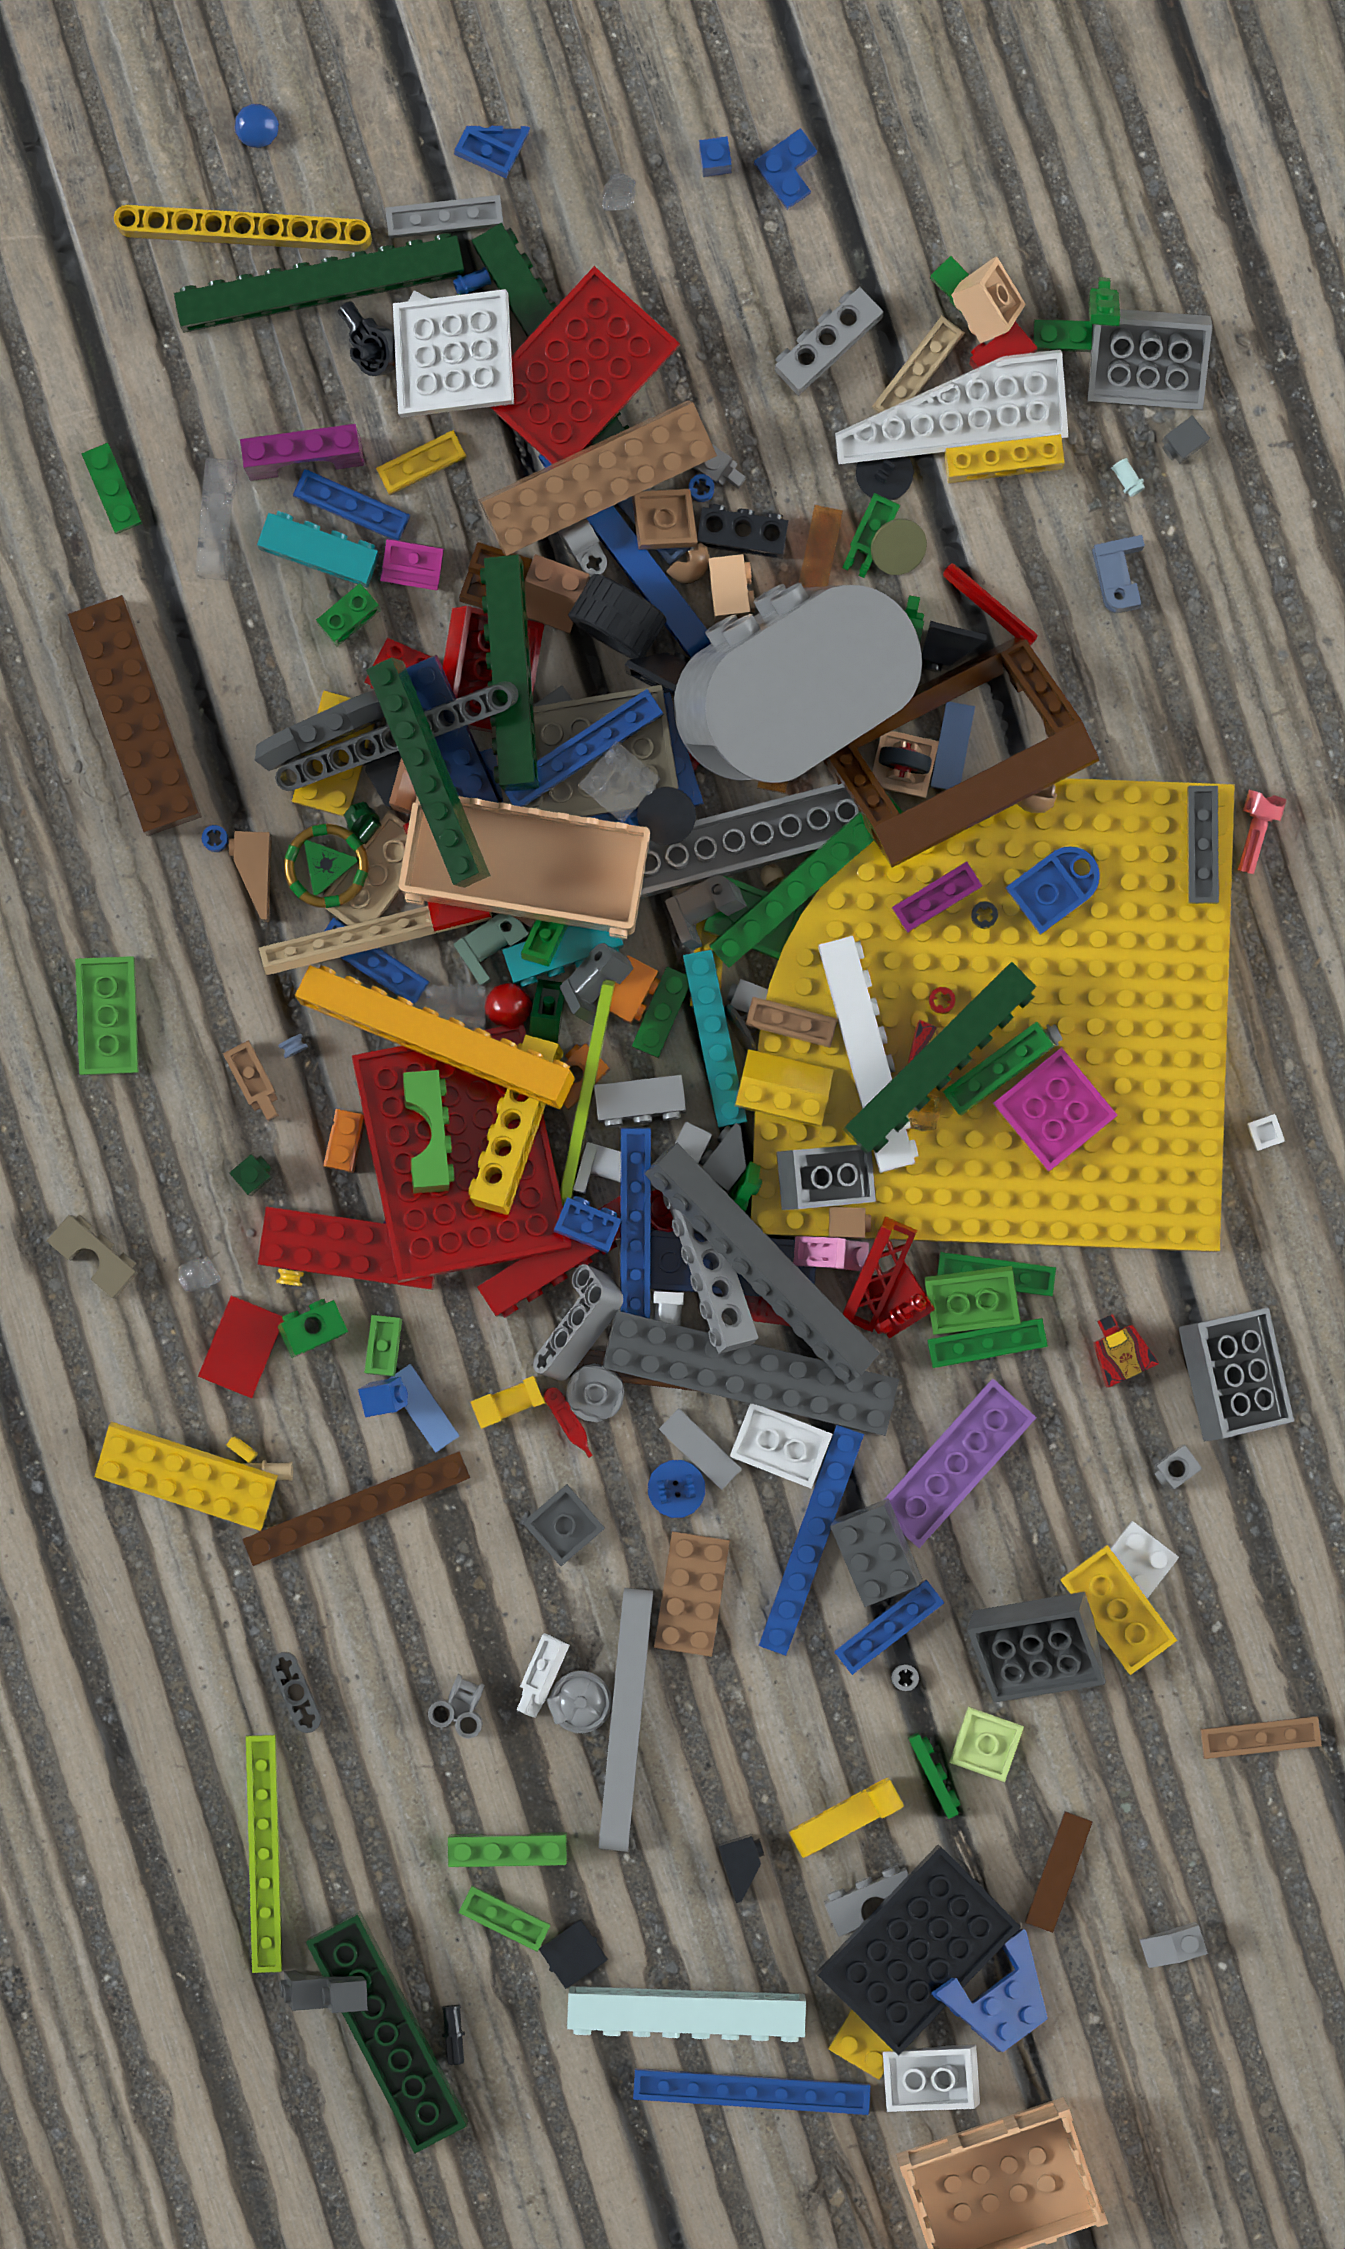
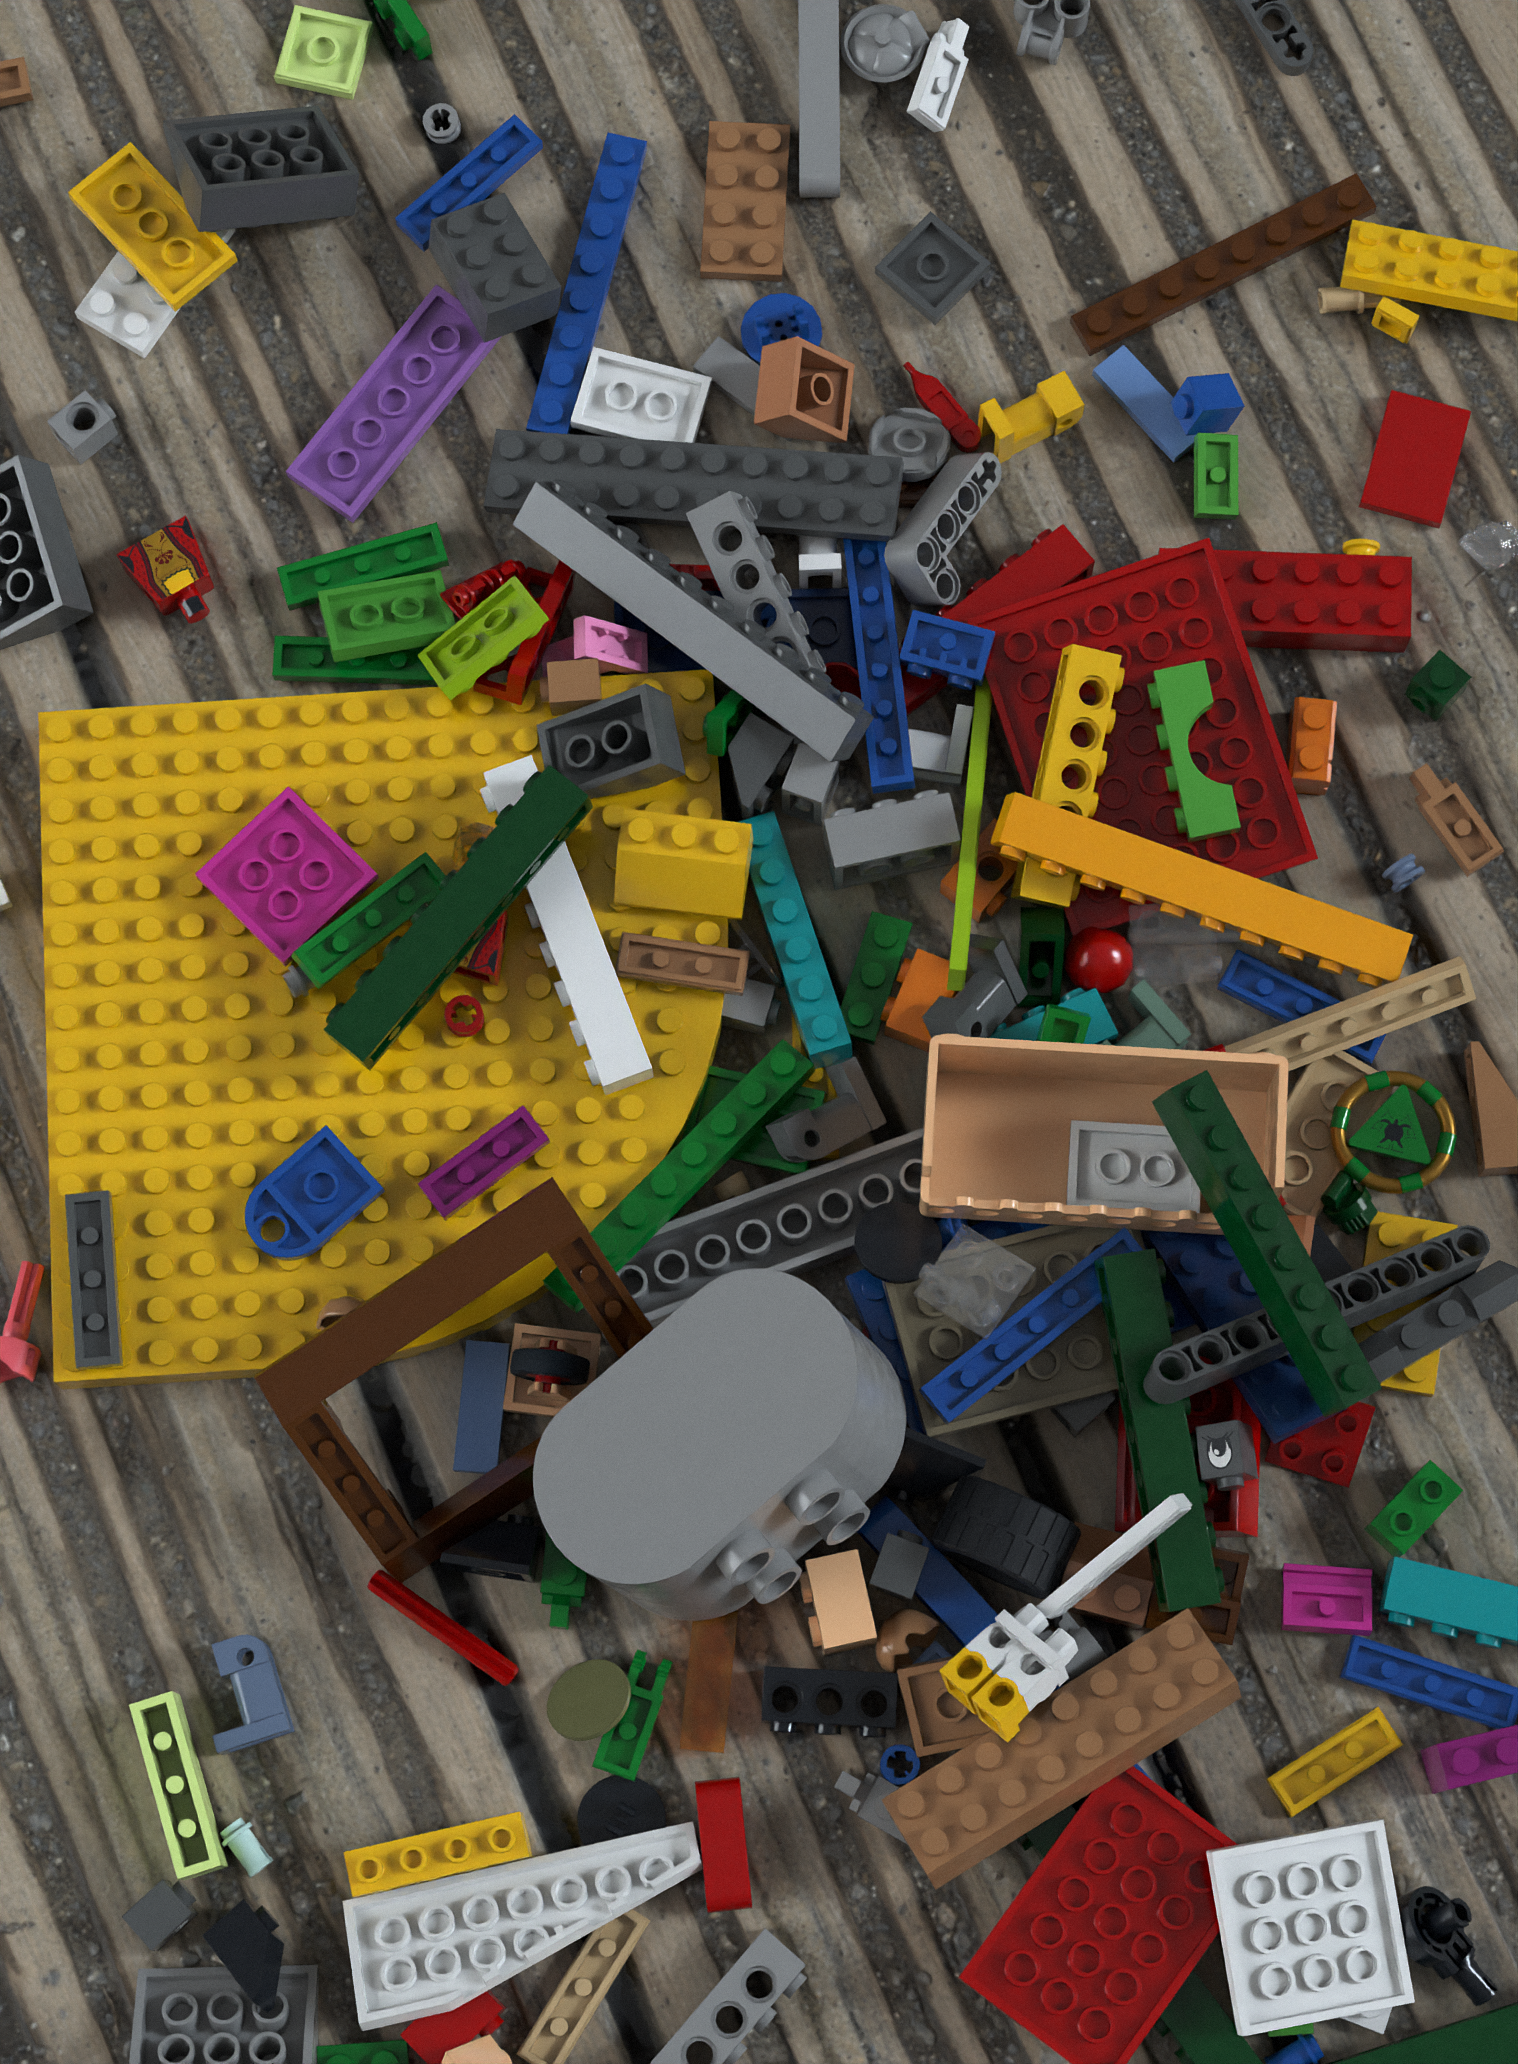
camera: 170 degrees right, 10 degrees down
(299, 1340) = (1331, 464): green brick -> none
(468, 651) = (1226, 1454): none -> dark grey brick
(512, 844) = (1128, 1168): none -> white plate
(549, 591) = (1115, 1556): none -> white tile
(627, 526) = (1009, 1669): none -> hips
(665, 1434) = (804, 392): none -> nougat slope
(688, 606) = (899, 1565): none -> dark grey brick
(820, 448) = (723, 1844): none -> red beam
(907, 1265) = (483, 638): none -> lime plate
(984, 924) = (411, 1133): black bush -> none
(1129, 409) = (249, 1951): none -> black slope
(1168, 517) = (178, 1785): none -> yellowish green brick

